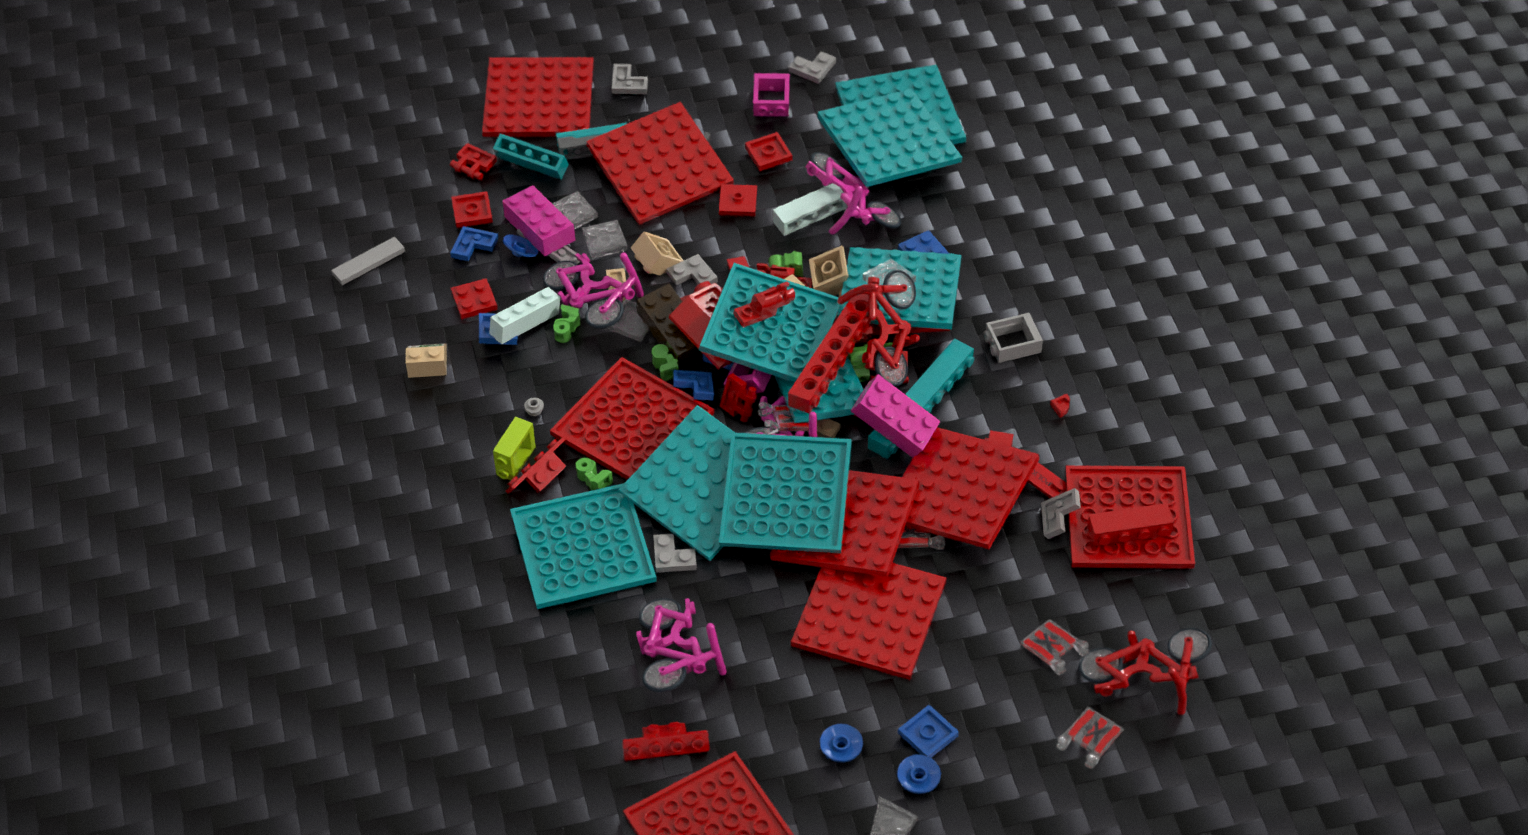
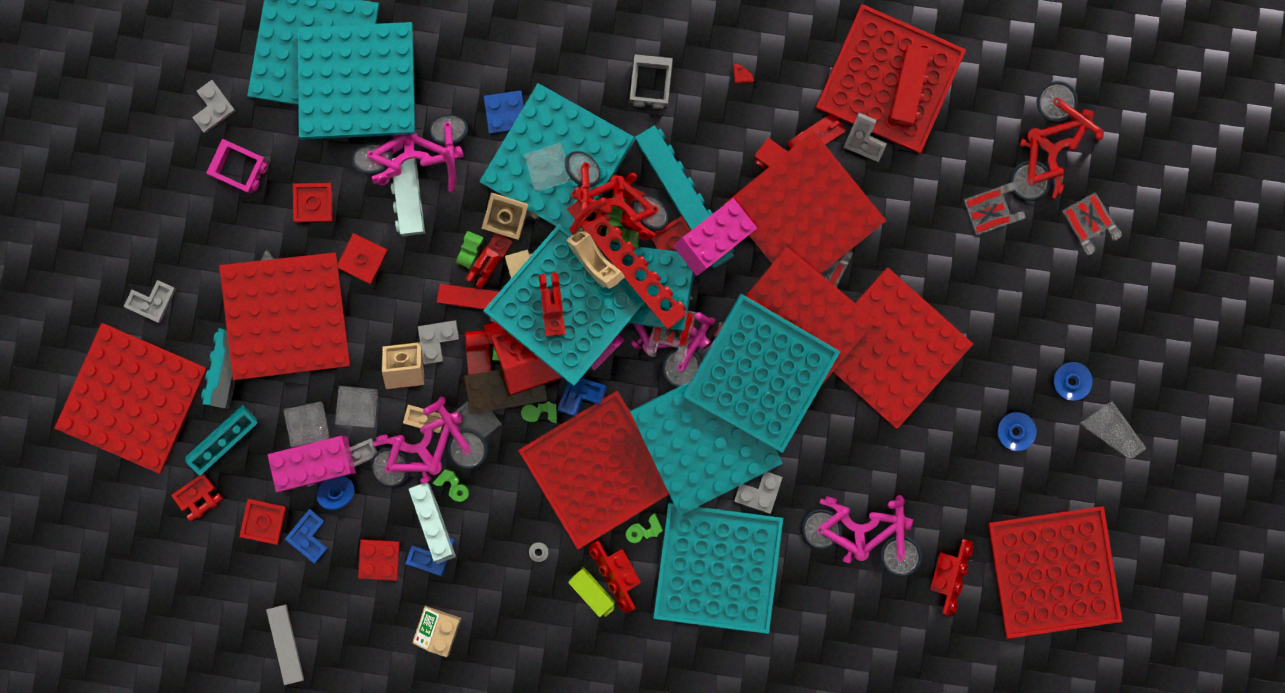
camera: 65 degrees left, 35 degrees up
(734, 394) = (617, 367): red plate -> none
(822, 323) = (593, 260): none -> tan arch
(928, 732) = (1035, 354): blue plate -> none

